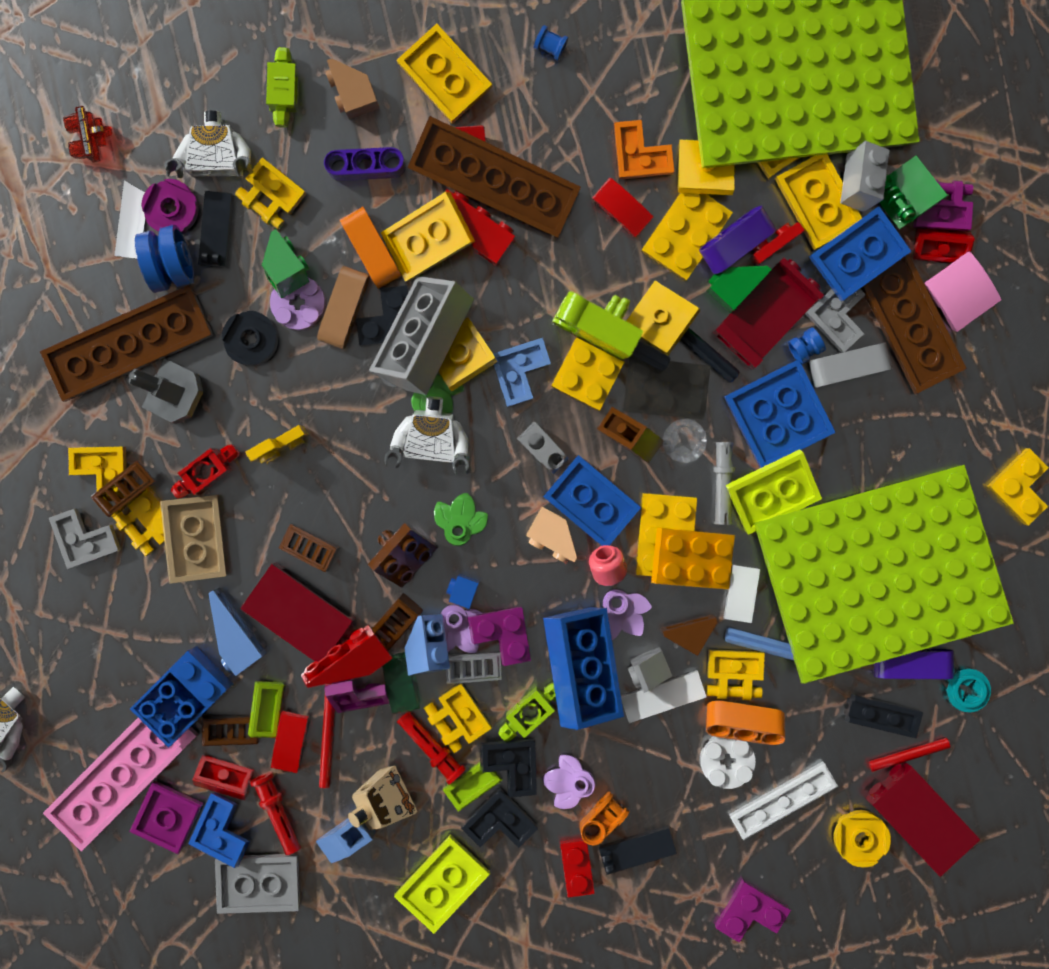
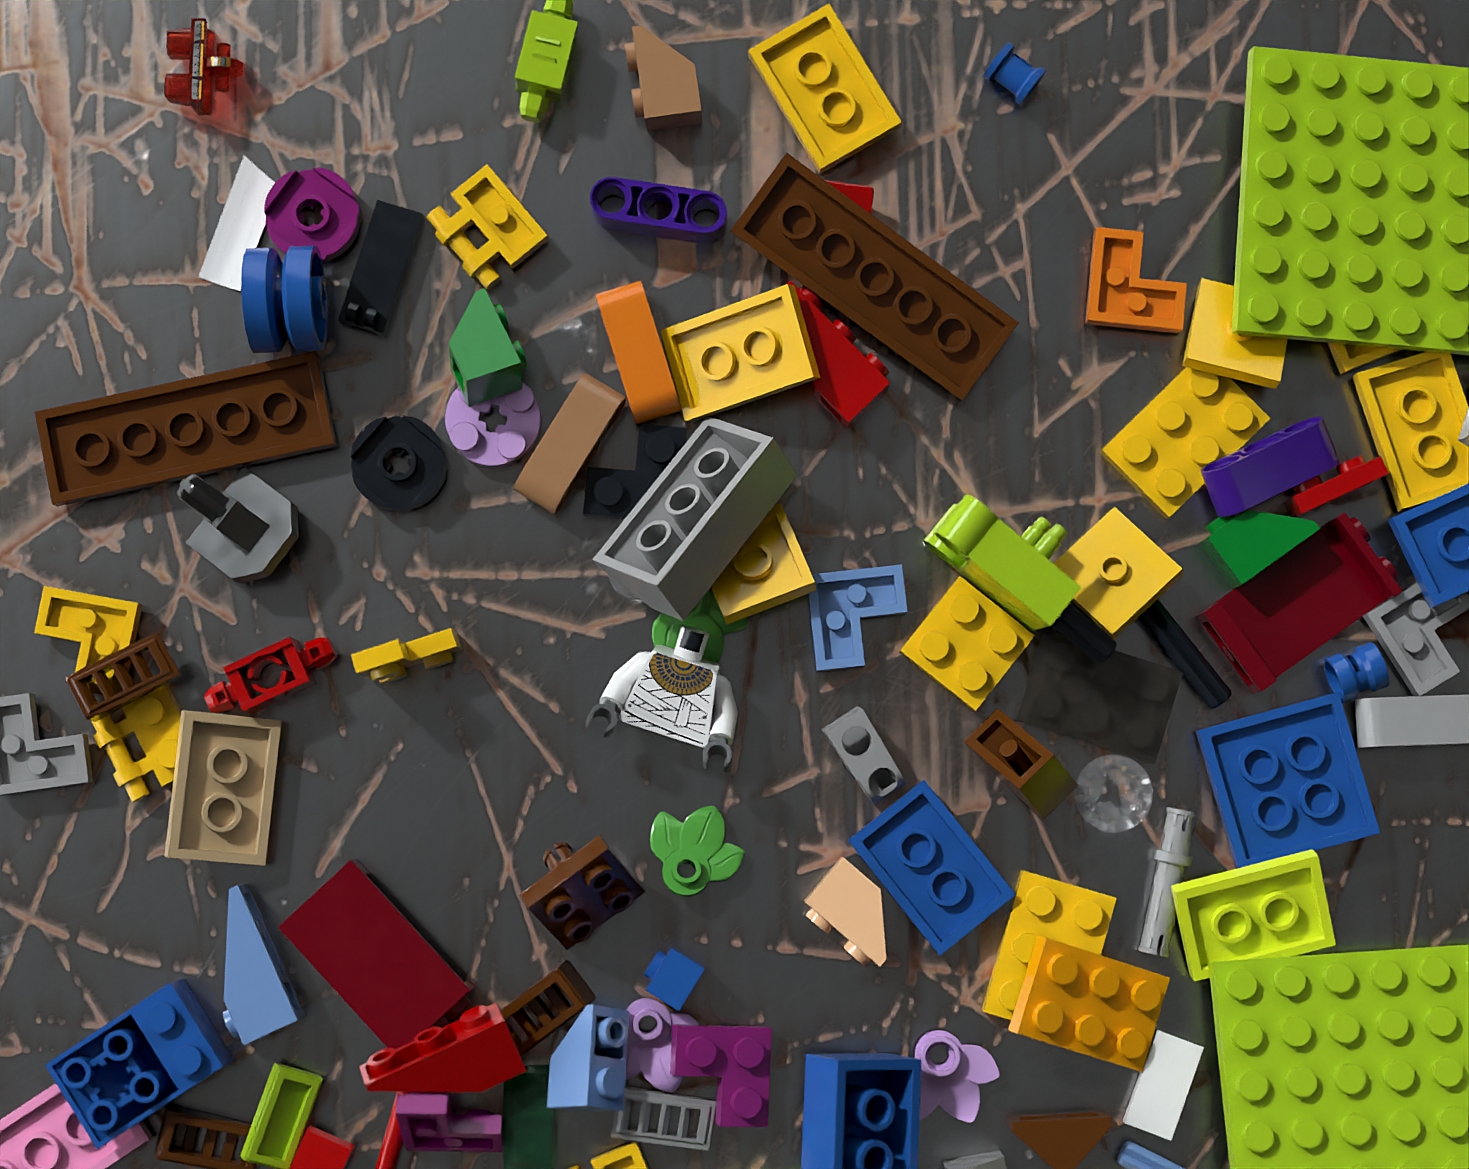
camera: 10 degrees right, 5 degrees down
(211, 151) = (403, 136): torso -> none
(329, 555) = (450, 871): reddish brown slope -> none
(607, 565) = (937, 985): coral head -> none
(622, 207) = (1082, 371): red slope -> none

